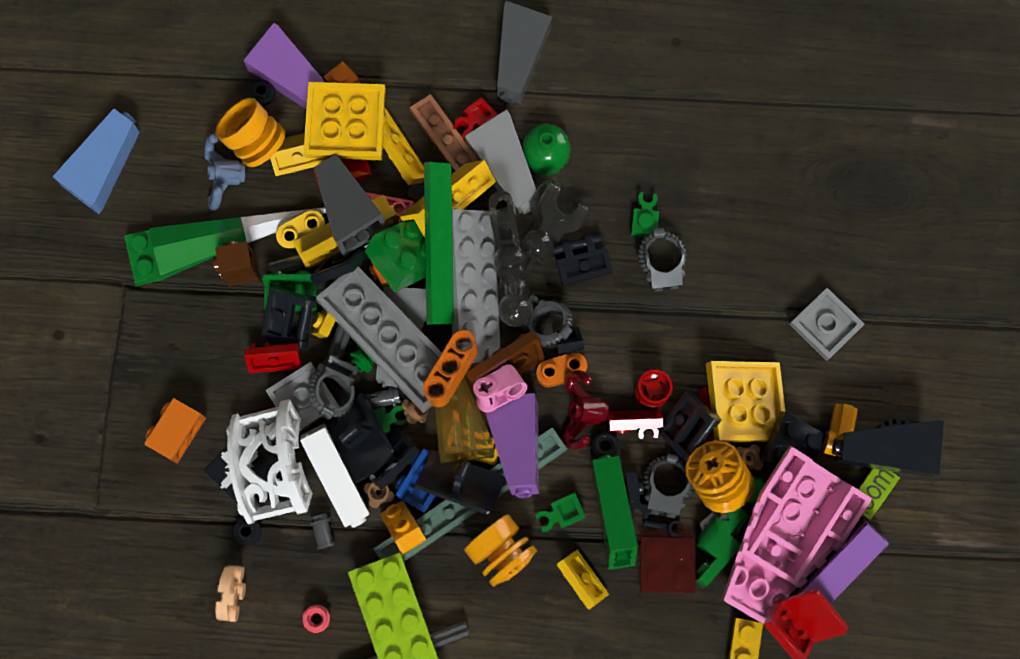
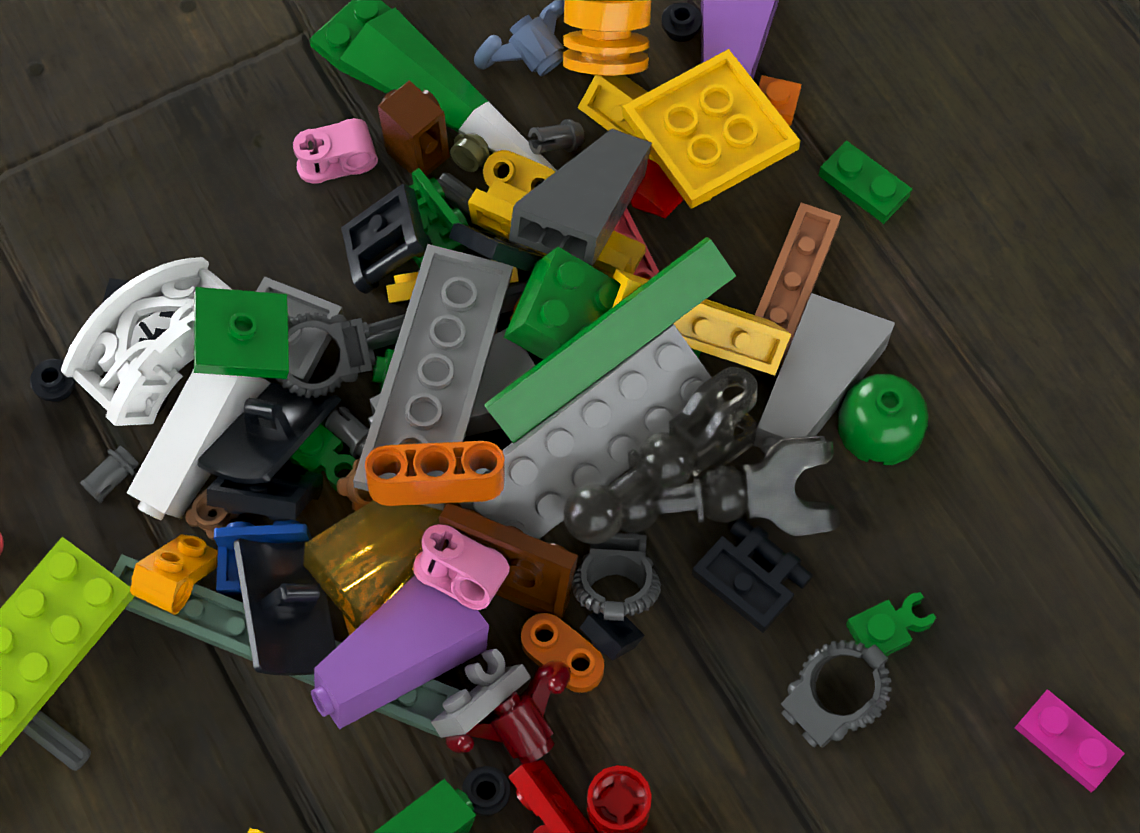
camera: 60 degrees right, 10 degrees down
(174, 430) = (136, 203): orange brick -> none
(215, 307) = (338, 150): none -> bright pink piece
(264, 244) = (469, 151): none -> olive plate
(273, 358) = (316, 258): red plate -> none
(289, 192) = (566, 136): none -> dark grey pin
(305, 417) = (241, 333): none -> green plate
(401, 152) = (738, 214): yellow plate -> none
(416, 70) = (865, 182): none -> green plate
(475, 116) = (854, 290): red plate -> none
(500, 550) = (216, 736): light orange wheel -> none
(521, 46) = (1003, 290): dark grey slope -> none
(565, 419) = (467, 708): none -> light grey plate
(565, 512) = (341, 794): green plate -> none
(745, 178) = (1069, 740): none -> dark pink plate

